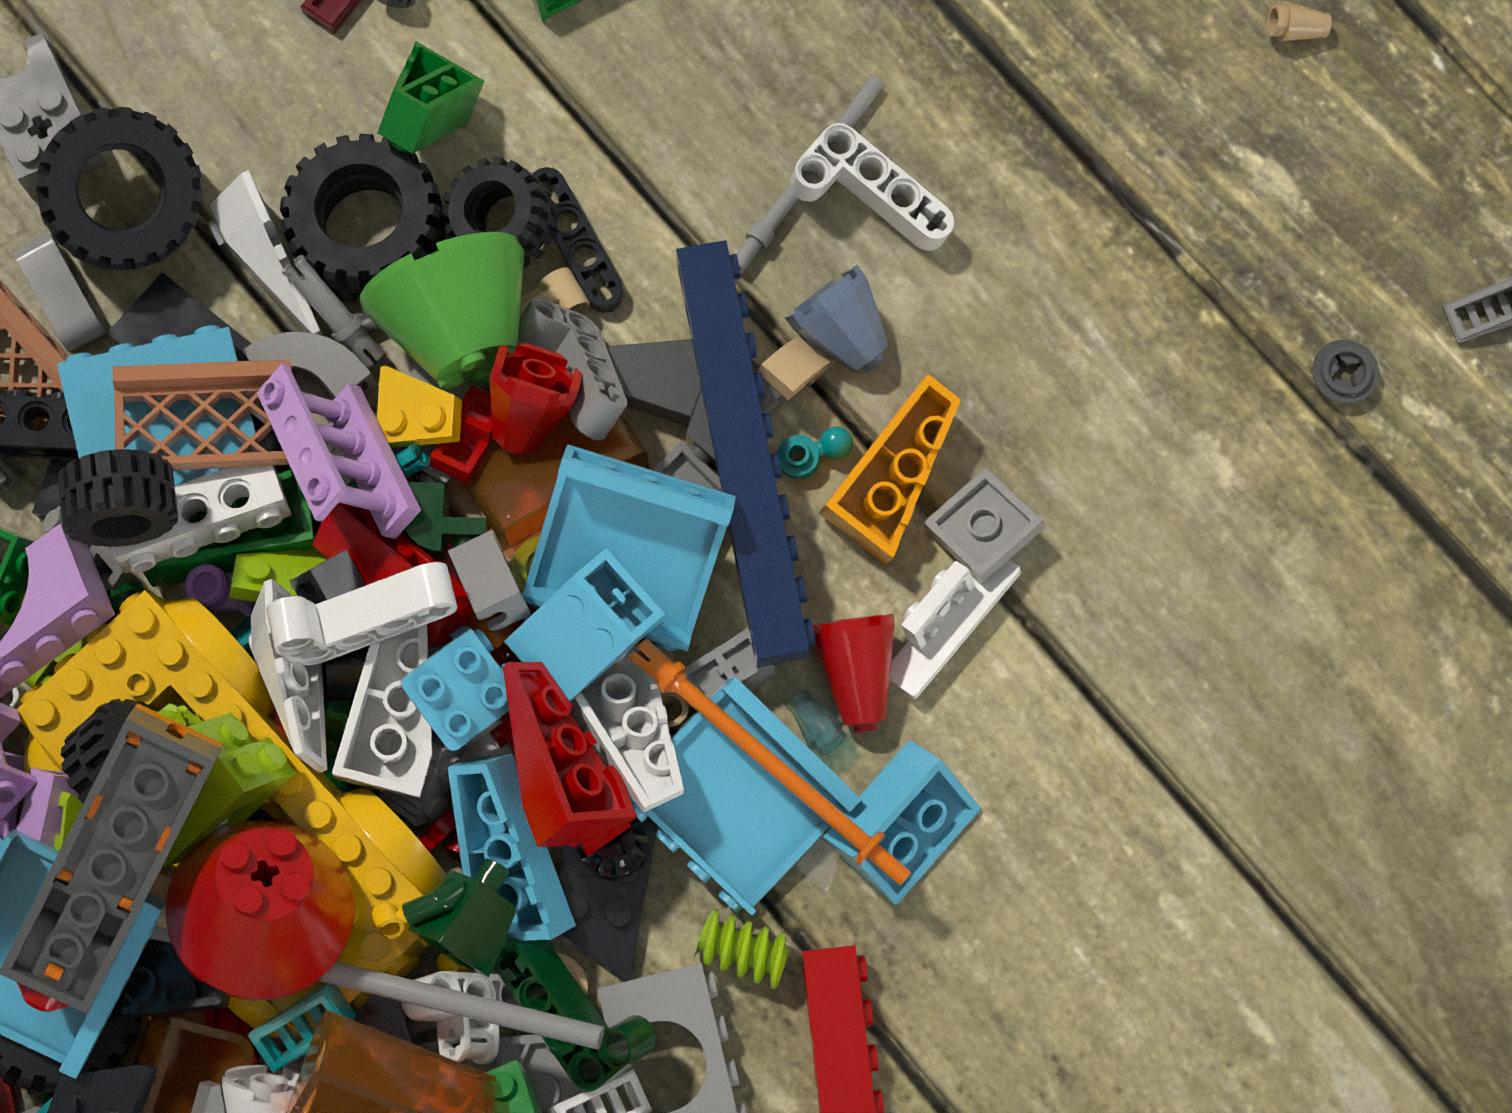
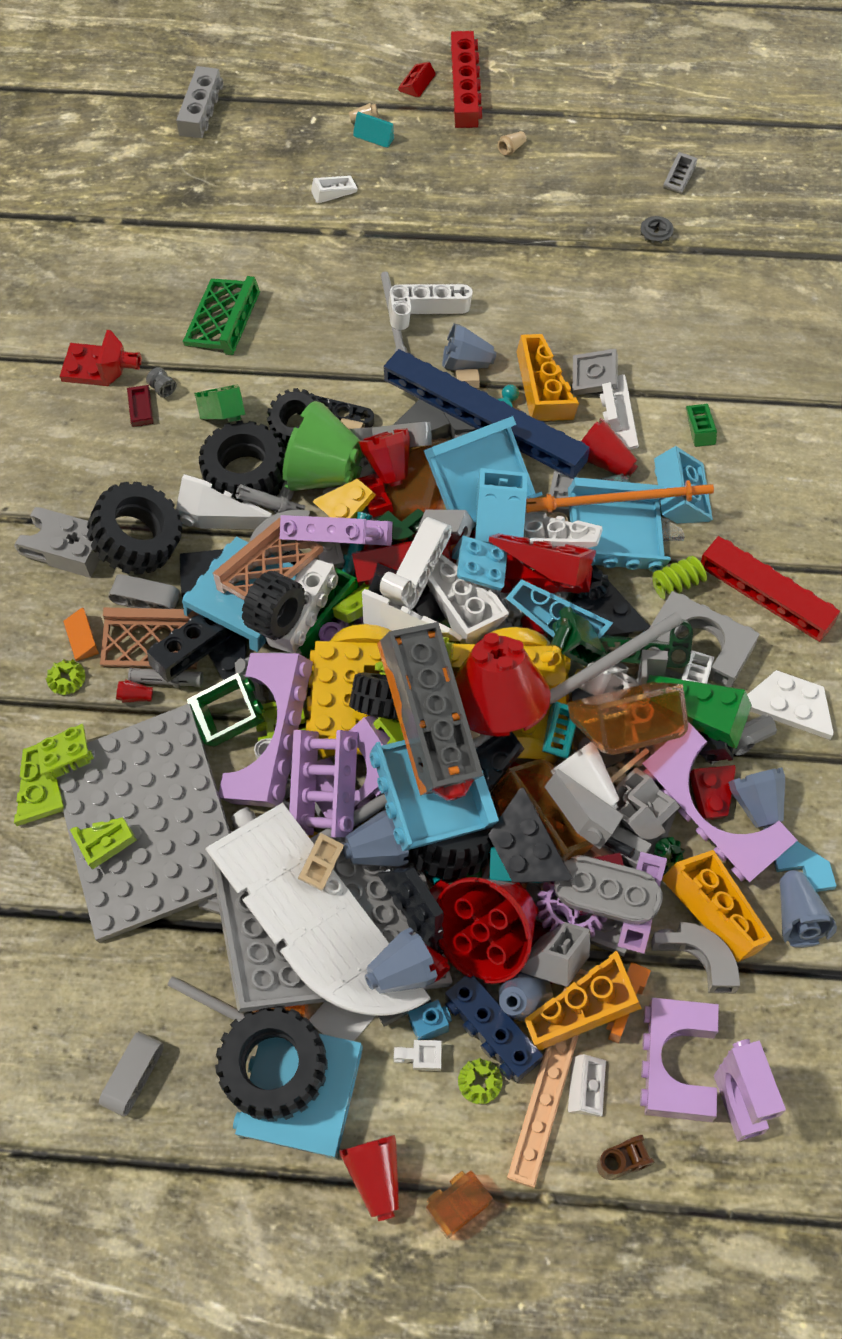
camera: 40 degrees left, 15 degrees down
(532, 1046) = (652, 663): none -> light grey panel
(1029, 768) = (701, 426): none -> green slope

